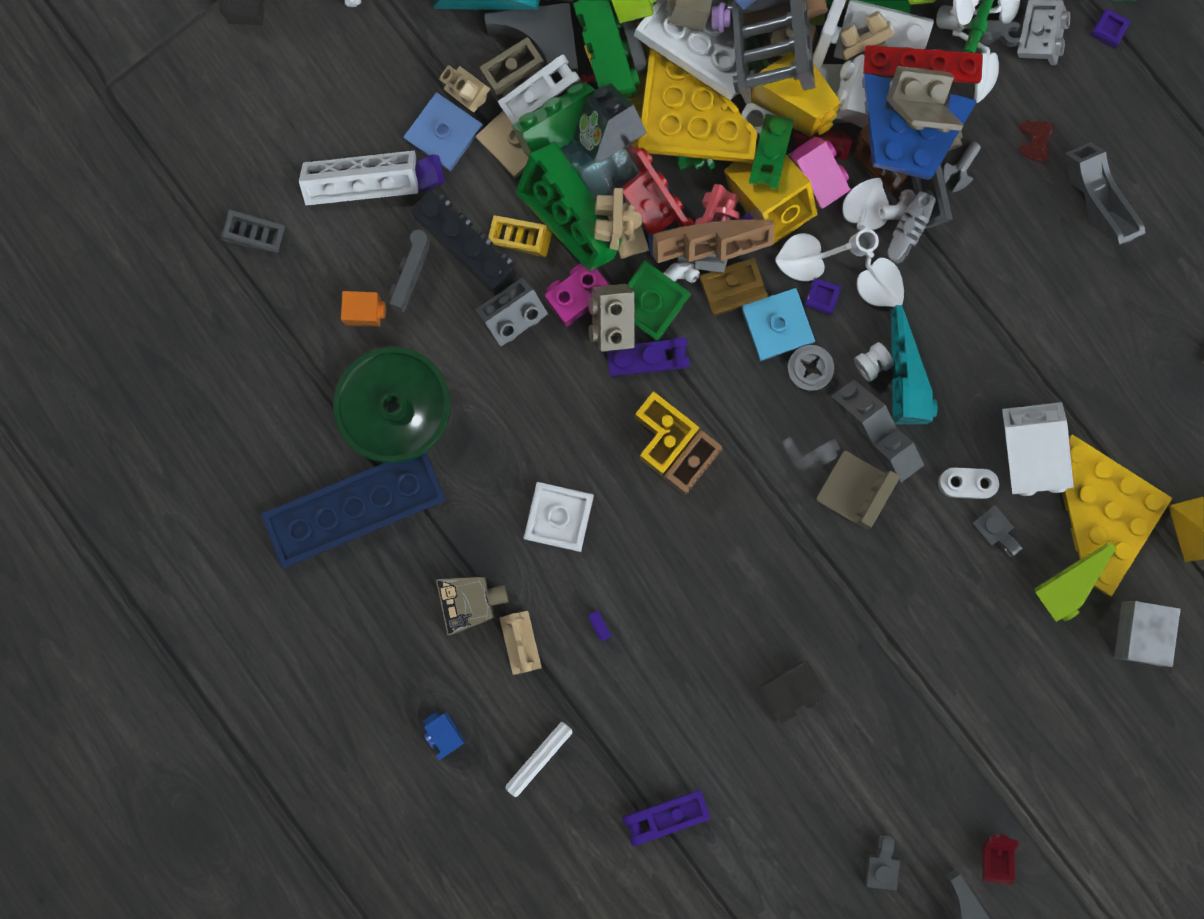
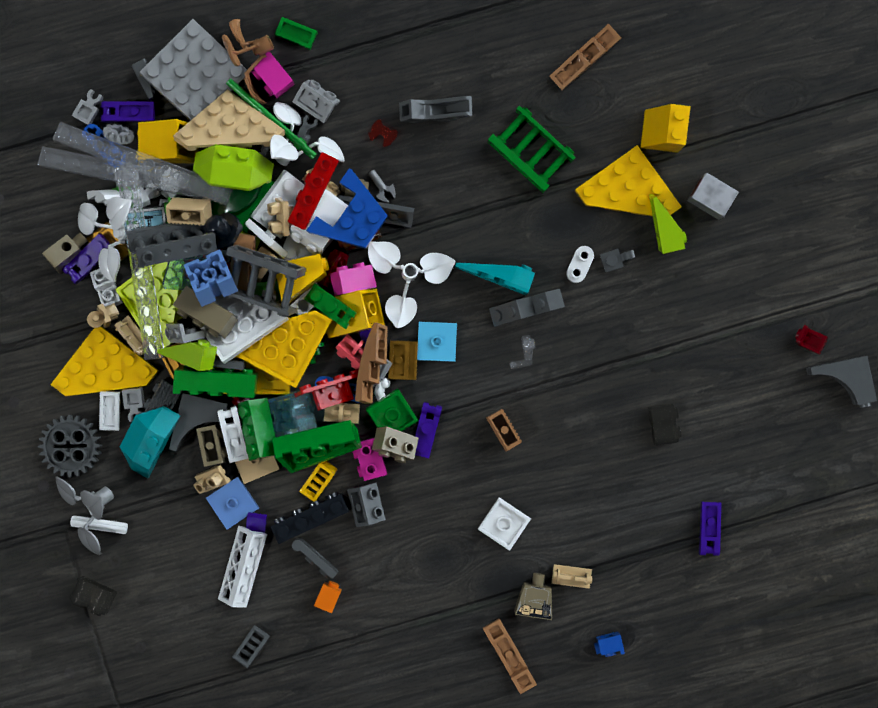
camera: 75 degrees left, 5 degrees up
(352, 509) = (449, 647): dark blue plate -> none
(374, 596) = (509, 656): none -> medium nougat slope
(392, 405) = (396, 600): dark green dish -> none
(538, 759) = (646, 592): white axle -> none
(599, 625) = (580, 524): dark purple tile -> none
(607, 124) = (275, 402): black slope -> none
(612, 230) = (343, 426): tan hips -> none
(671, 430) = (479, 434): yellow brick -> none
(721, 17) = (235, 305): lavender plate -> none
(822, 296) = (429, 306): dark purple tile -> none
(824, 366) = (481, 333): light grey gear -> none
(857, 490) = (558, 335): dark tan bracket -> none
(874, 362) = (483, 292): white wheel -> none
(883, 869) = (789, 410): dark grey plate -> none
(895, 212) = (395, 236): white arm -> none
(911, 226) = (408, 235): light grey hinge -> none
(921, 98) = (339, 204): dark tan bracket -> none
(1038, 449) = (576, 215): white slope -> none
(1082, 329) = (526, 168): none -> green fence
(1110, 28) = (329, 57): dark purple tile -> none

